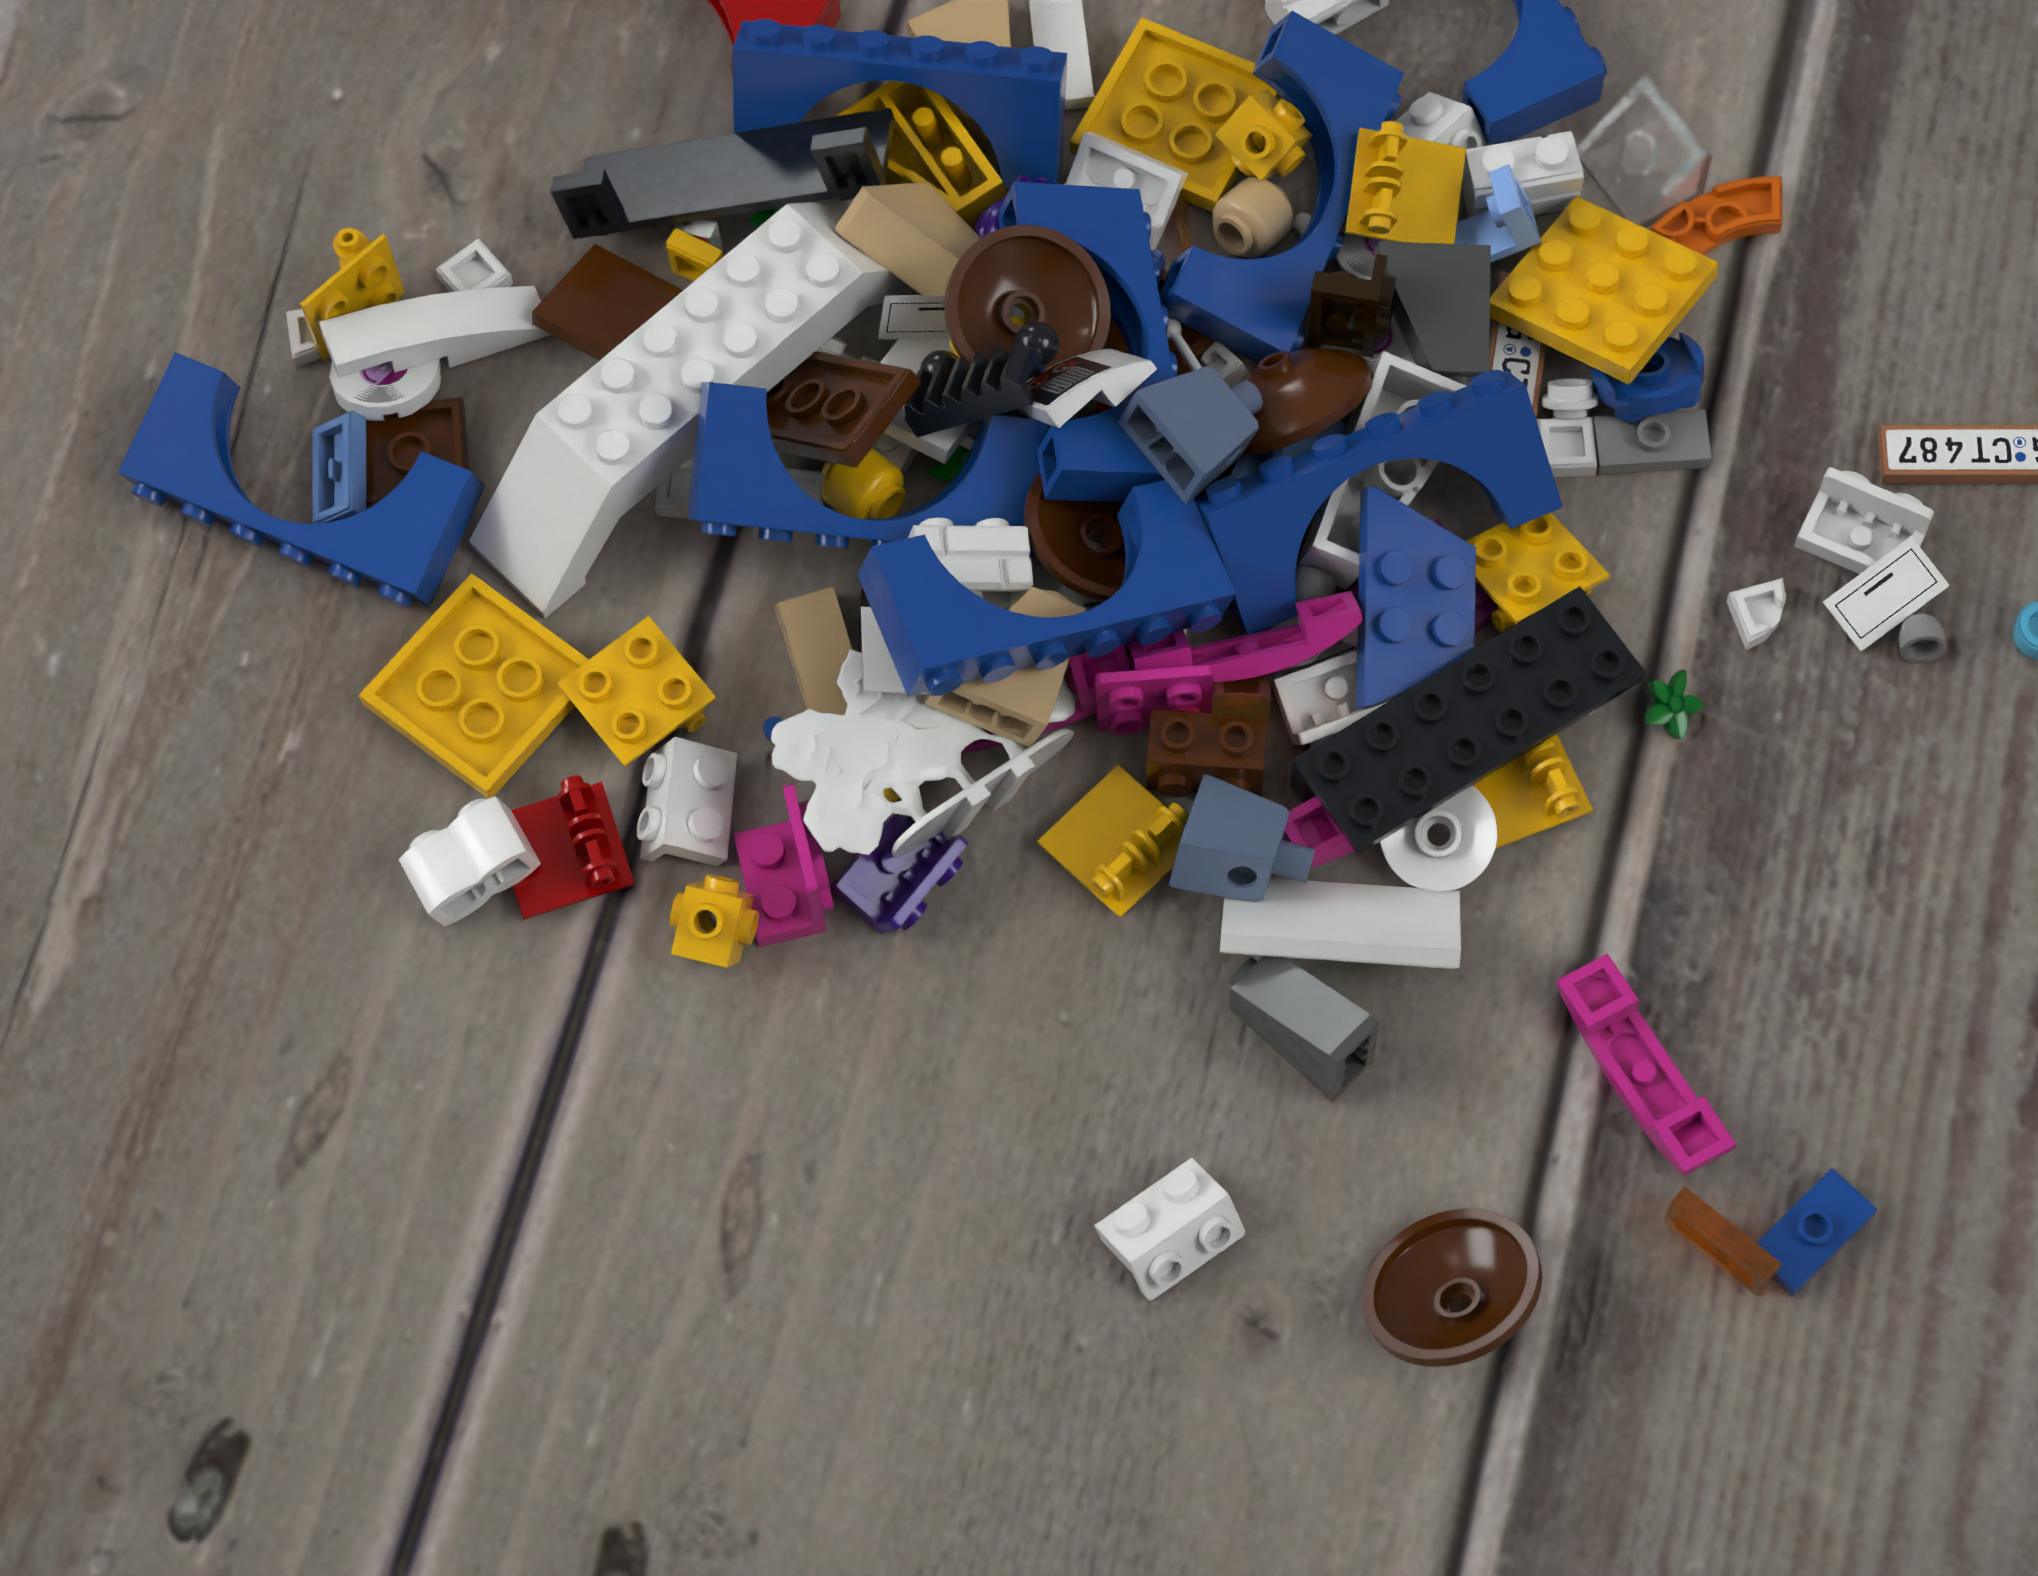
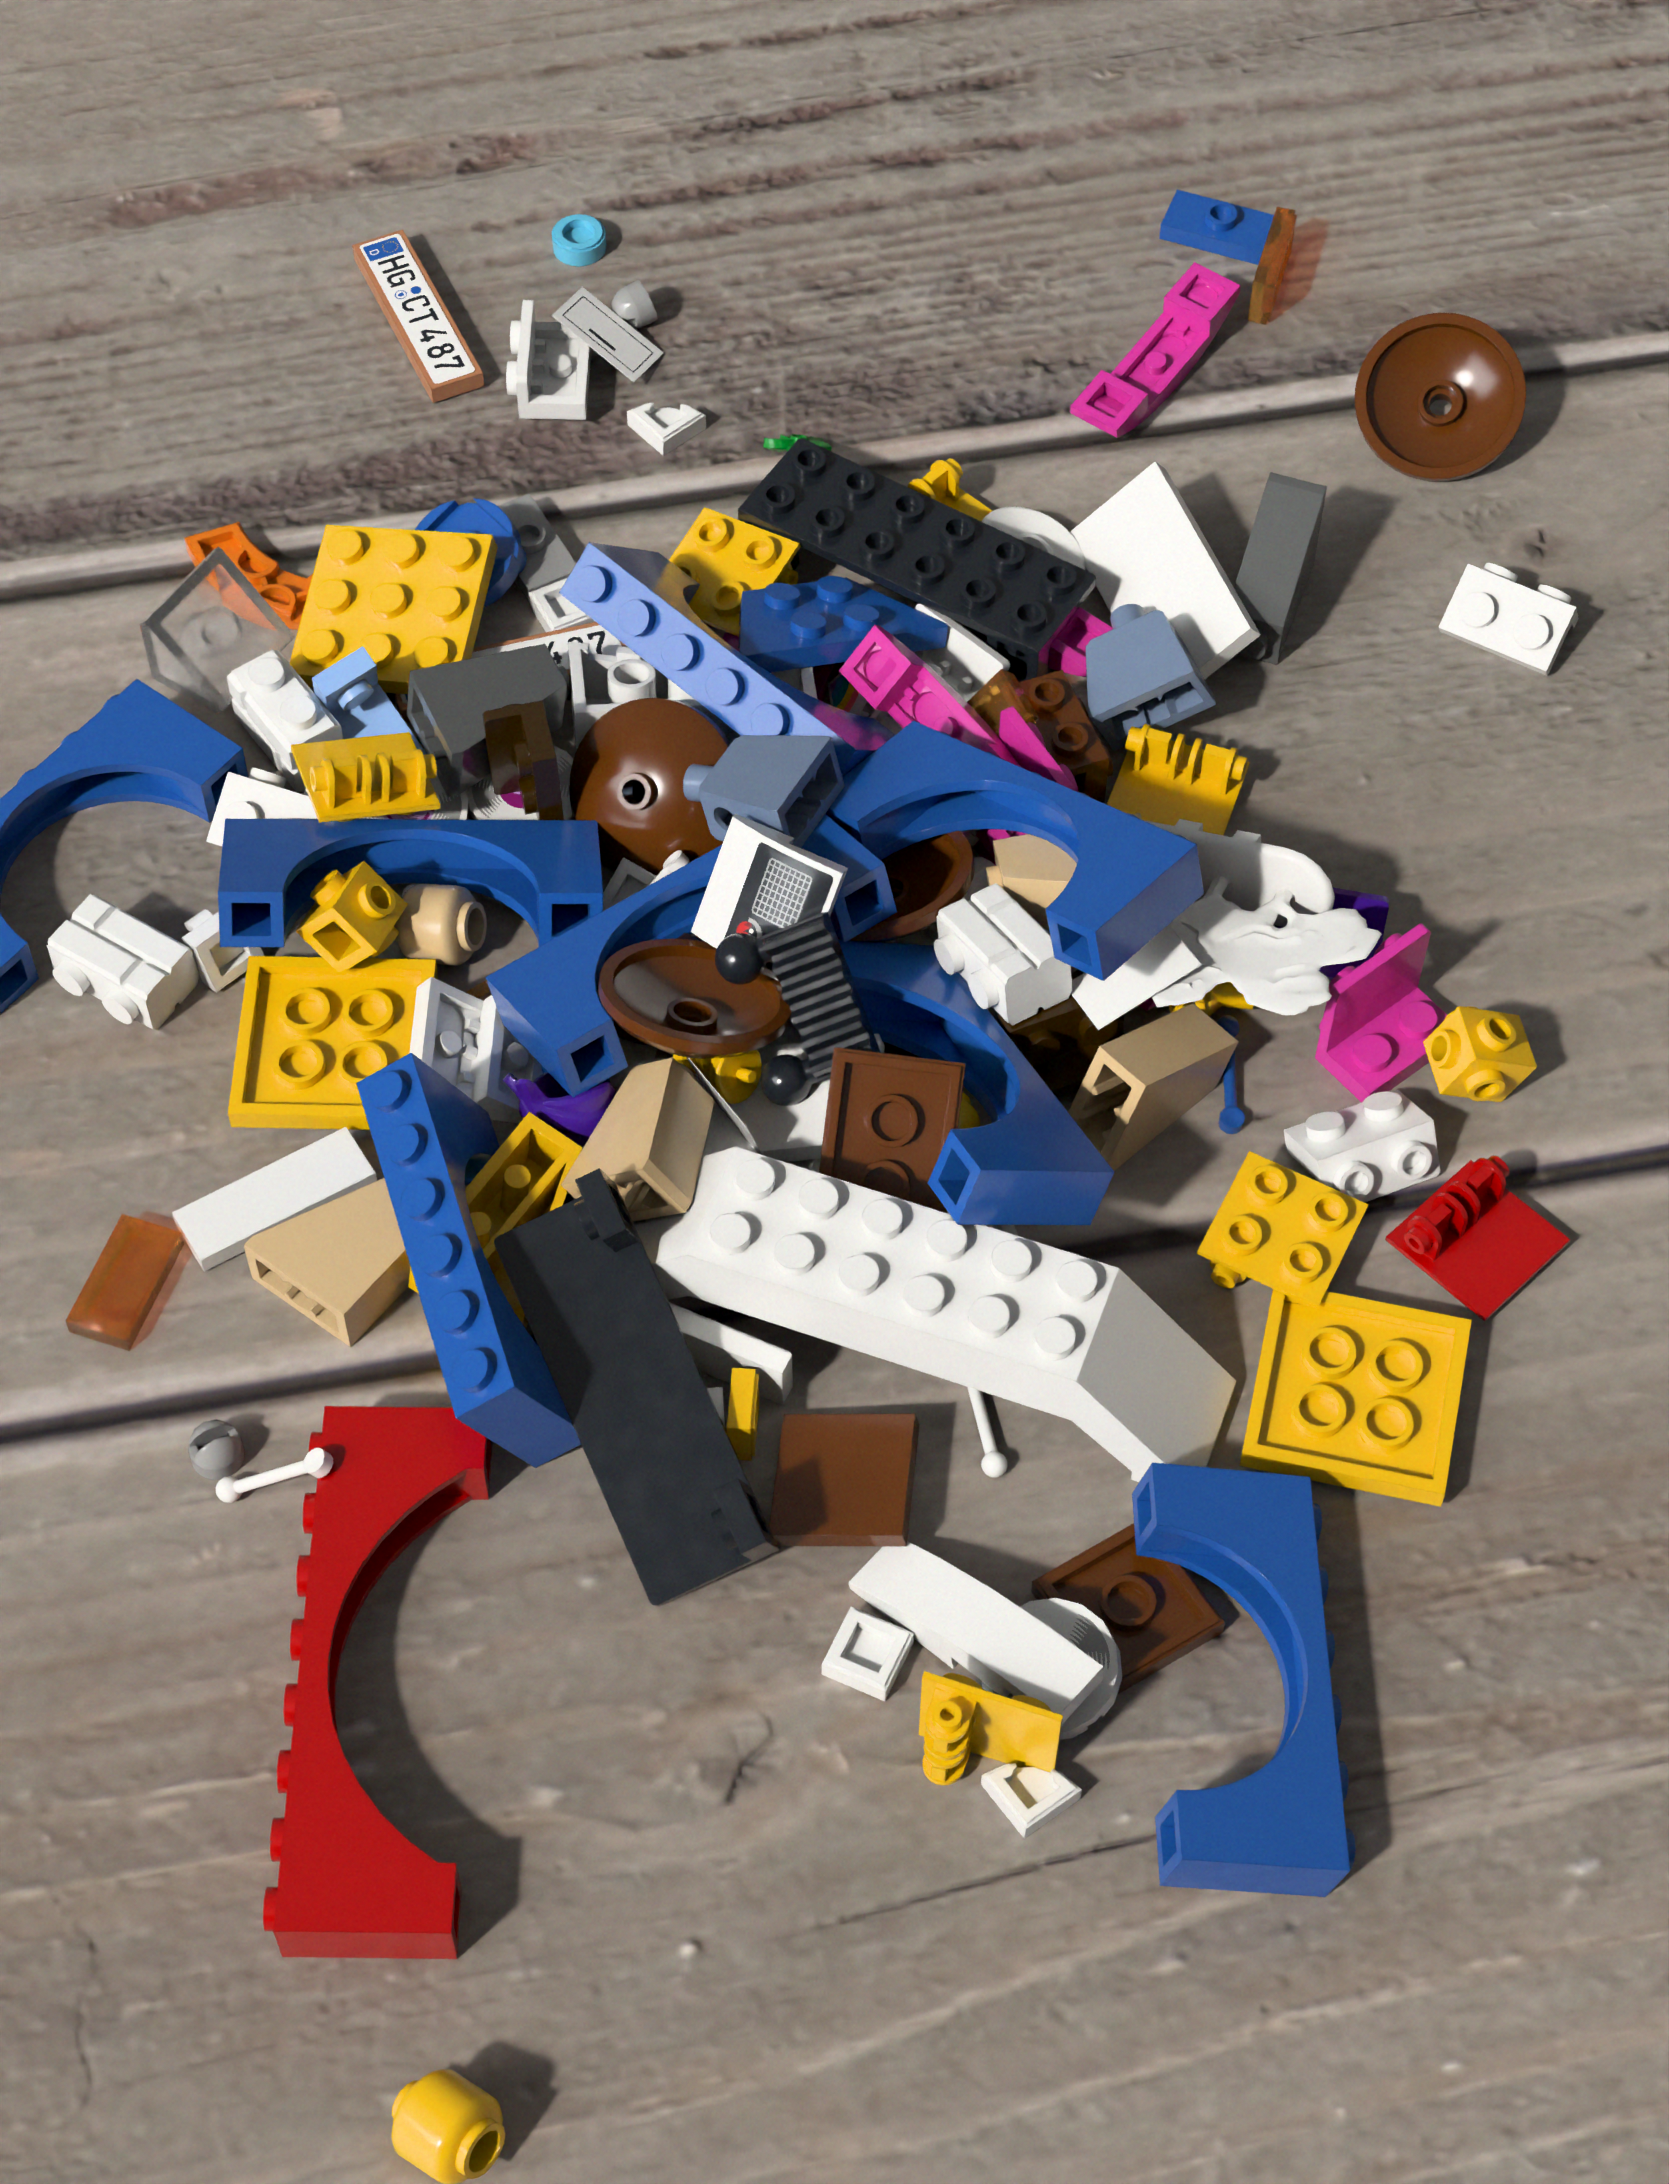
camera: 120 degrees left, 10 degrees down
(339, 468) = (1145, 1682): medium blue tile -> none
(468, 860) = (1554, 1298): white brick -> none
(1570, 397) = (517, 610): white plate -> none

